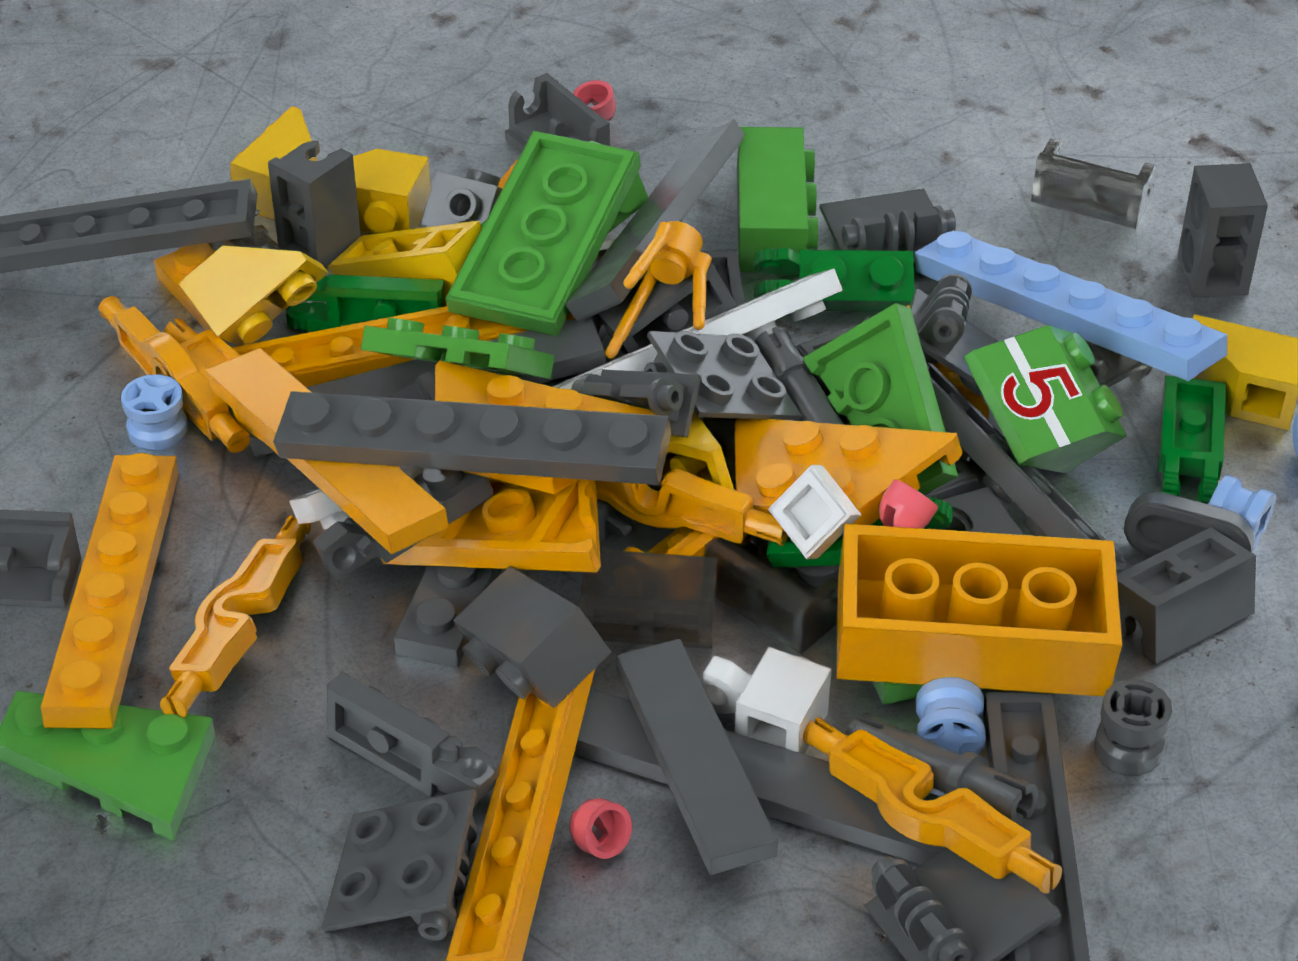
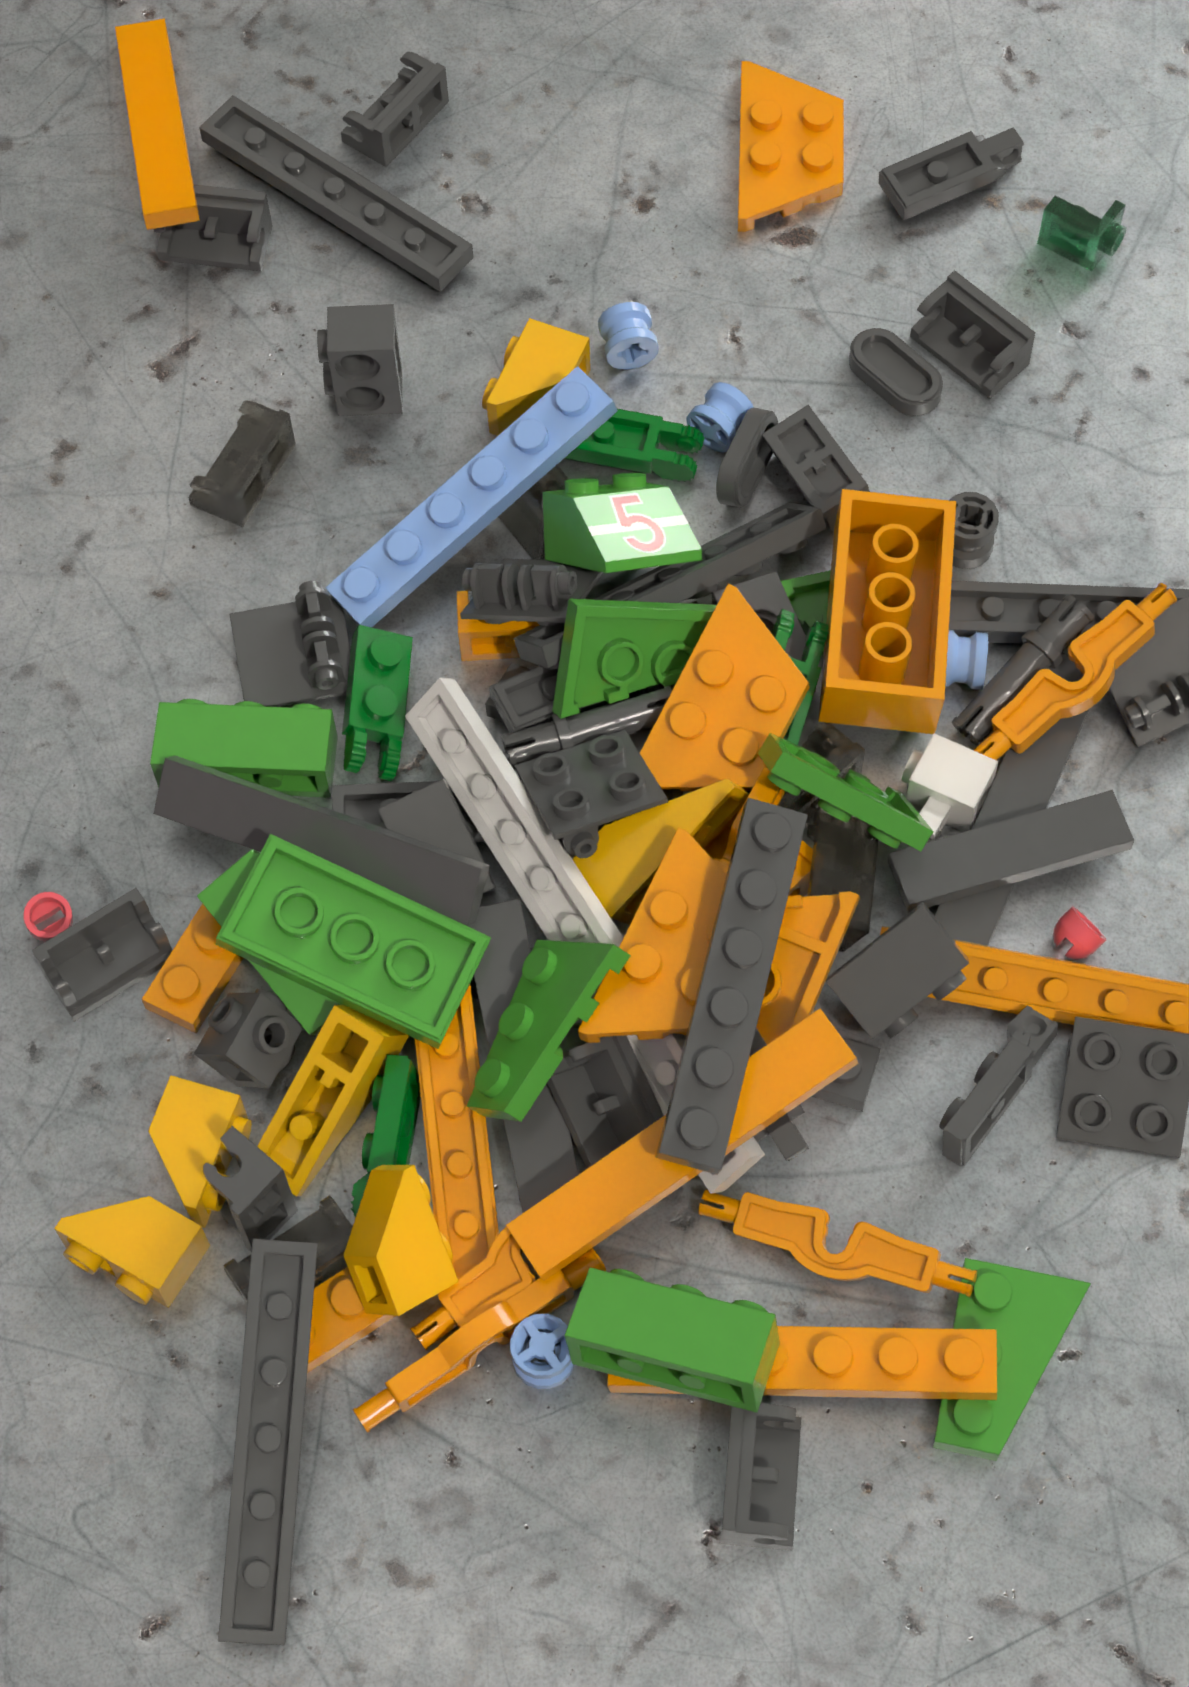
camera: 85 degrees left, 20 degrees up
(130, 460) = (673, 1338): none -> bright green brick
(660, 392) = (637, 850): dark grey hinge -> none
(670, 259) = (438, 811): light orange plant -> none
(723, 579) = (888, 813): none -> bright green wing
(814, 511) = (801, 710): white tile -> none
(905, 507) = (803, 635): coral hinge -> none

